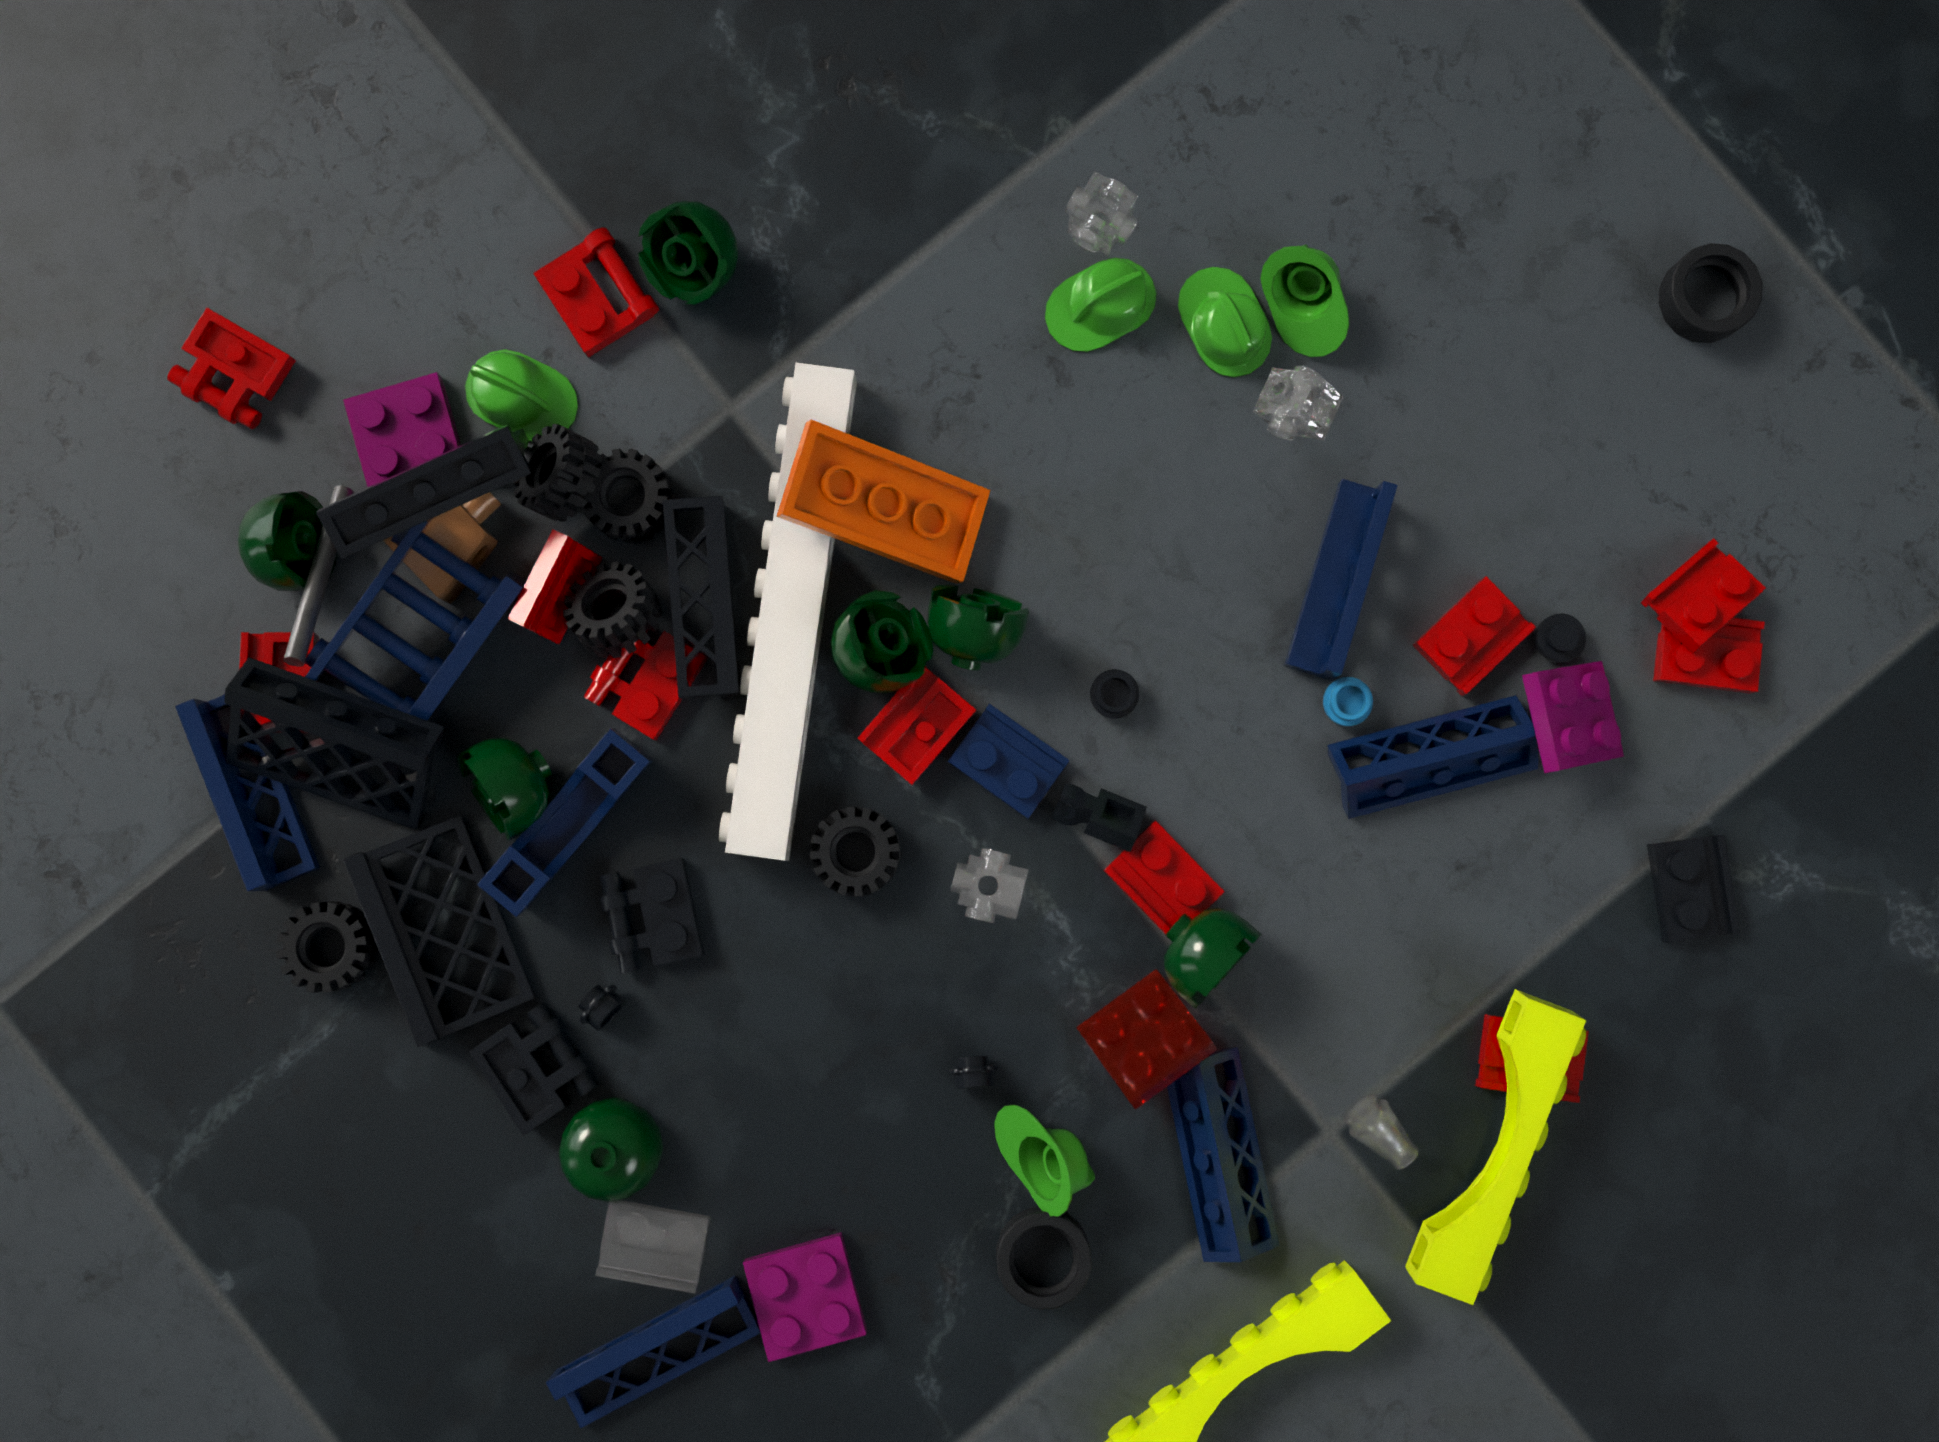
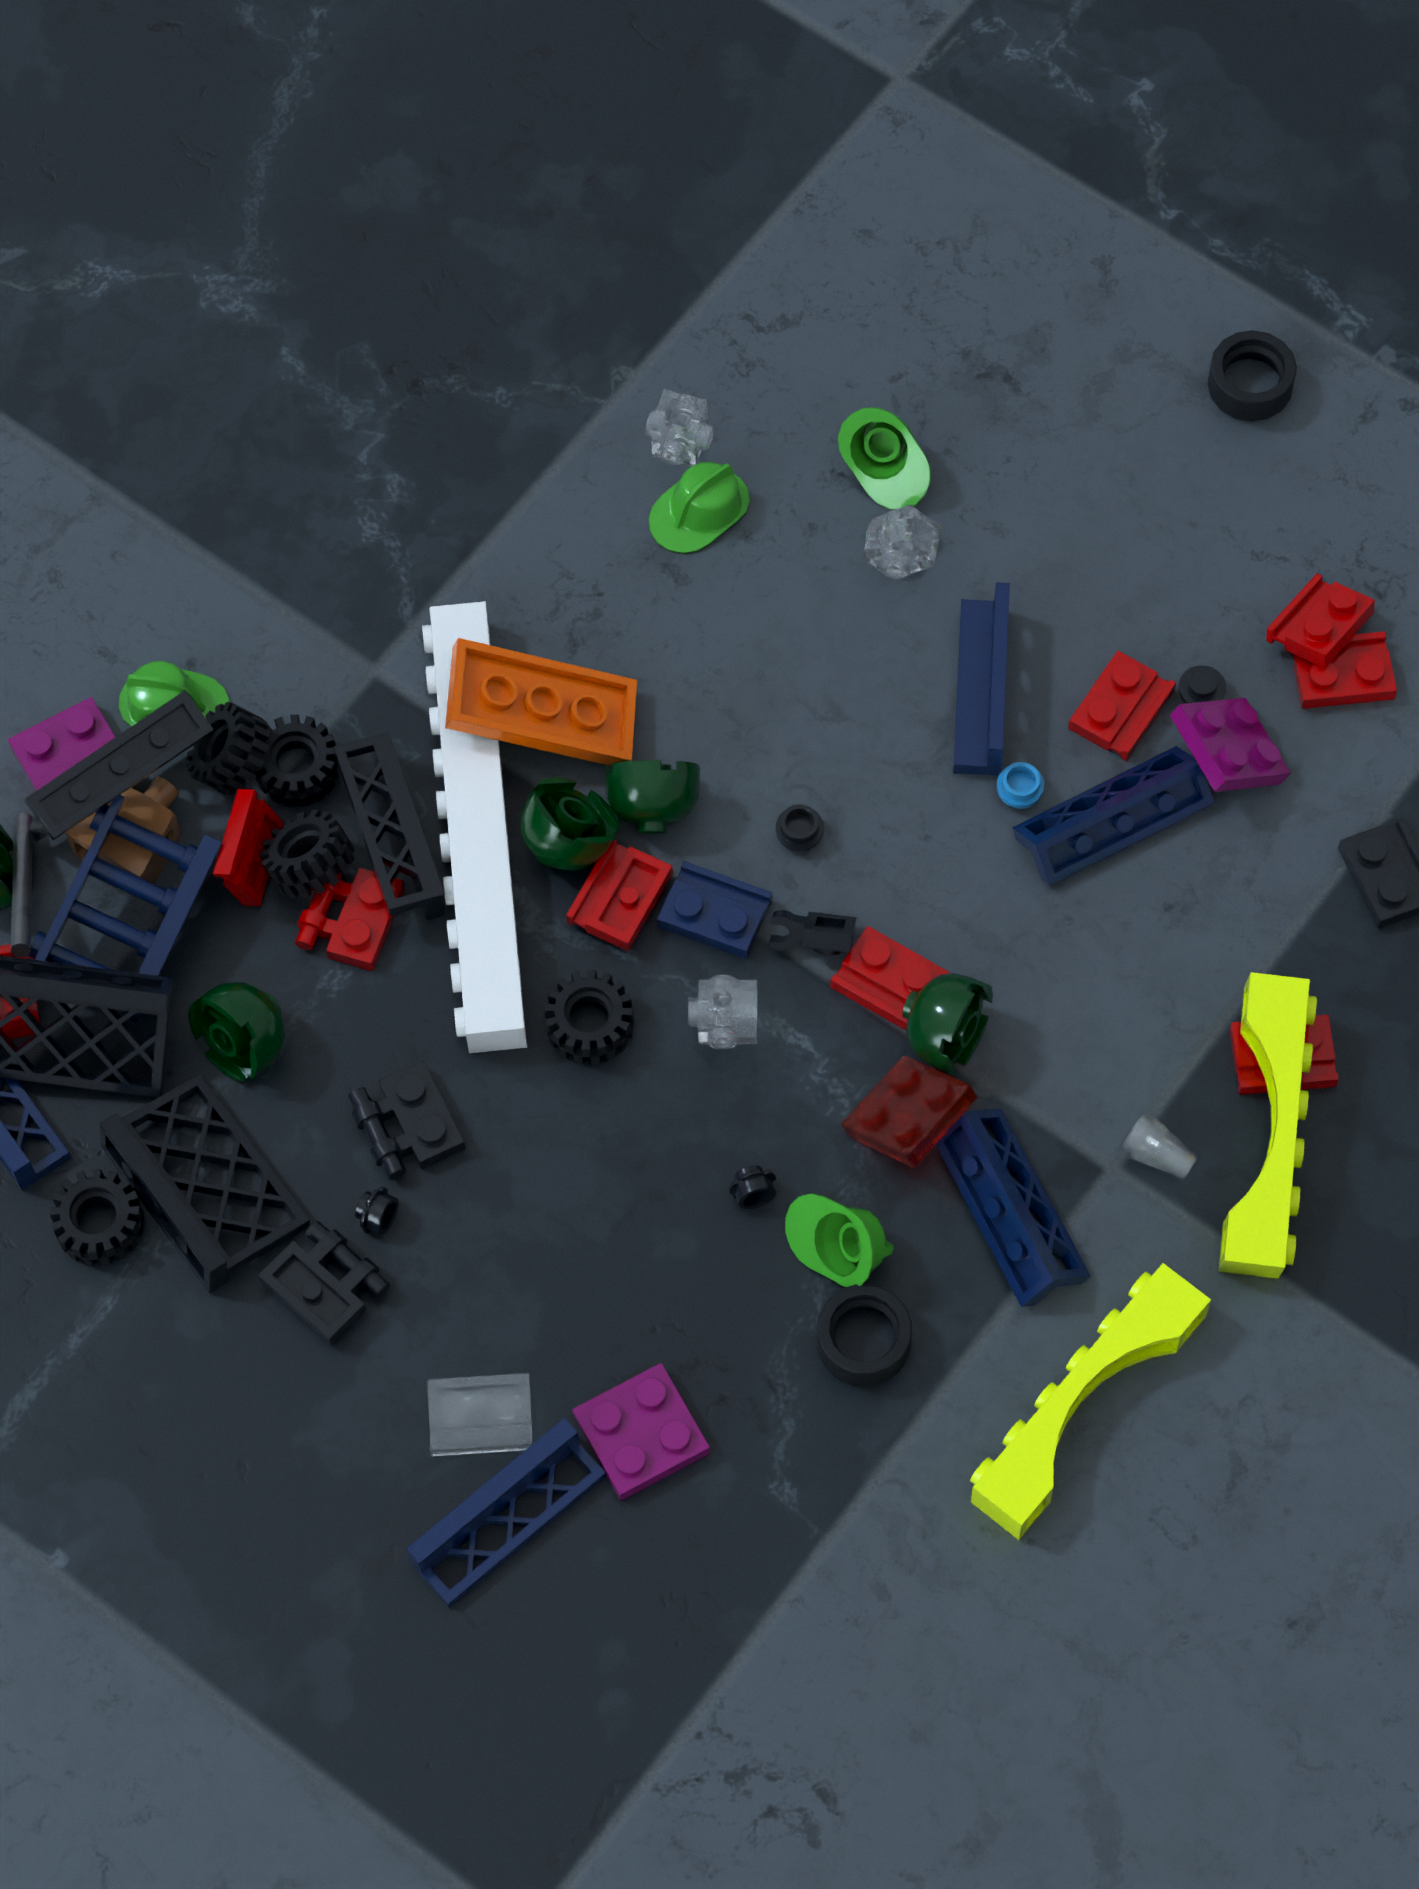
camera: 10 degrees left, 20 degrees down
(565, 822) = (323, 1021): dark blue arch -> none
(582, 300) = (218, 613): red plate -> none
(610, 1149) = (416, 1338): dark green cylinder -> none
(688, 251) = (306, 538): dark green cylinder -> none
(1225, 321) = (818, 498): bright green piece -> none

